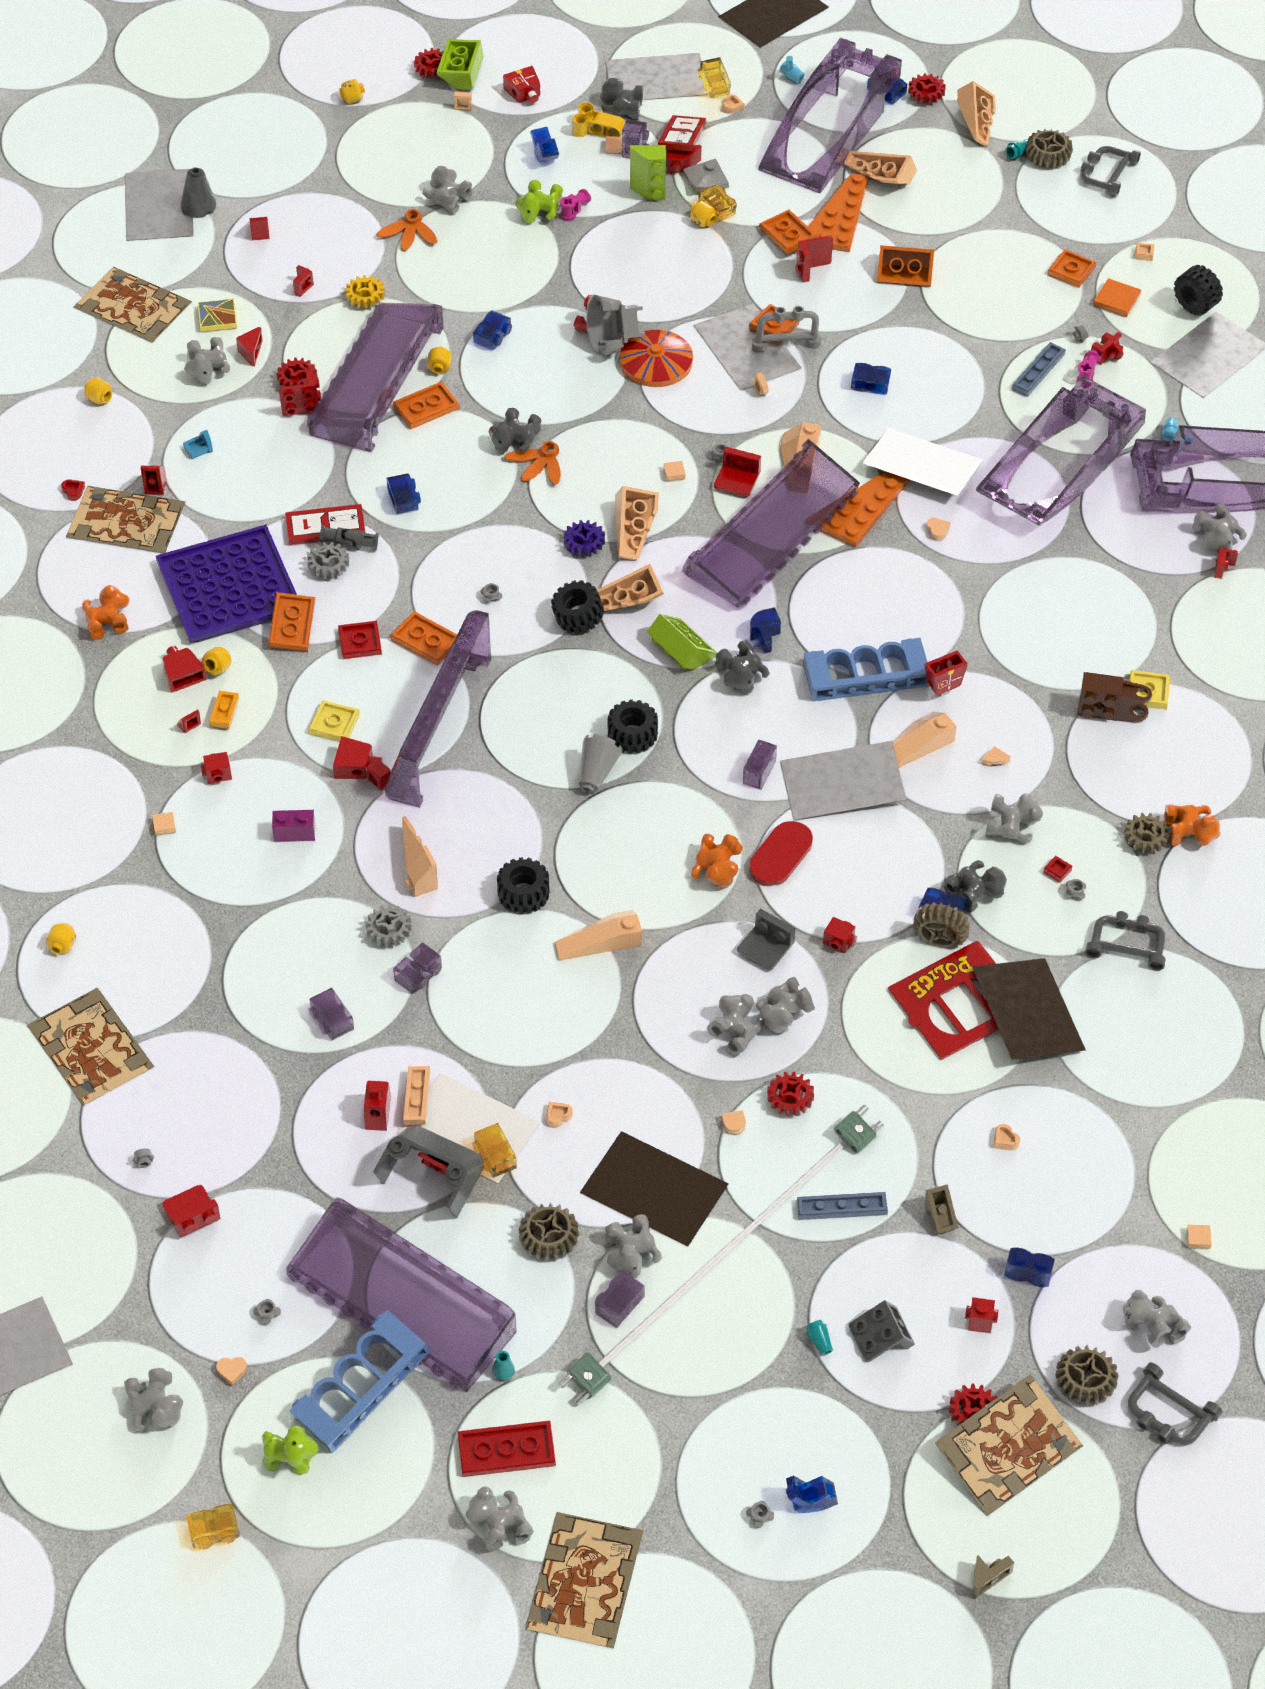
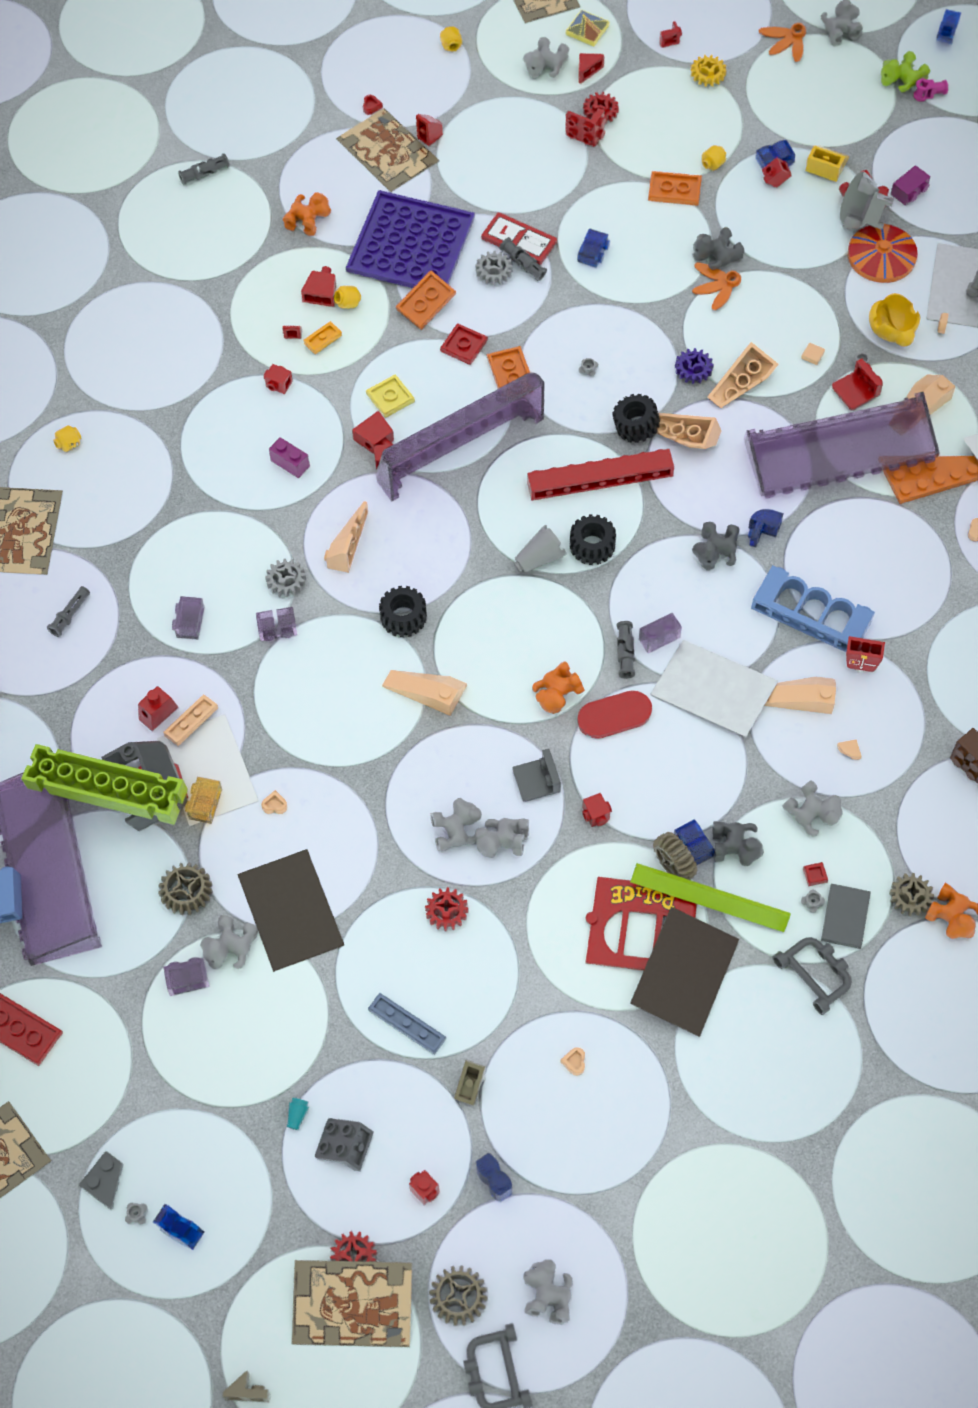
camera: 40 degrees right, 10 degrees up
(164, 823) = (209, 397): light nougat tile -> none
(198, 445) = (484, 122): dark azure tile -> none
(210, 1090) = (62, 616): none -> dark grey pin
(374, 373) = (656, 138): clear purple windscreen -> none
(410, 1181) = (105, 784): none -> lime brick
(503, 1366) = (65, 966): teal cone -> none
(507, 342) = (776, 172): none -> red brick
(542, 311) = (826, 162): none -> yellow slope
(586, 672) = (600, 474): none -> red brick
(590, 1373) = (117, 1014): piece -> none
(631, 288) = (910, 185): none -> magenta brick
(680, 642) = (691, 495): lime slope -> none
(706, 1510) = (103, 1179): none -> dark grey wing
(722, 403) = (894, 319): none -> yellow piece
(734, 1122) = (389, 901): light nougat tile -> none
(742, 796) = (625, 649): none -> dark grey piece
(996, 937) = (710, 897): none -> lime tile
(1110, 884) = (845, 916): none -> dark grey tile
(1199, 1236) = (648, 1252): light nougat tile -> none

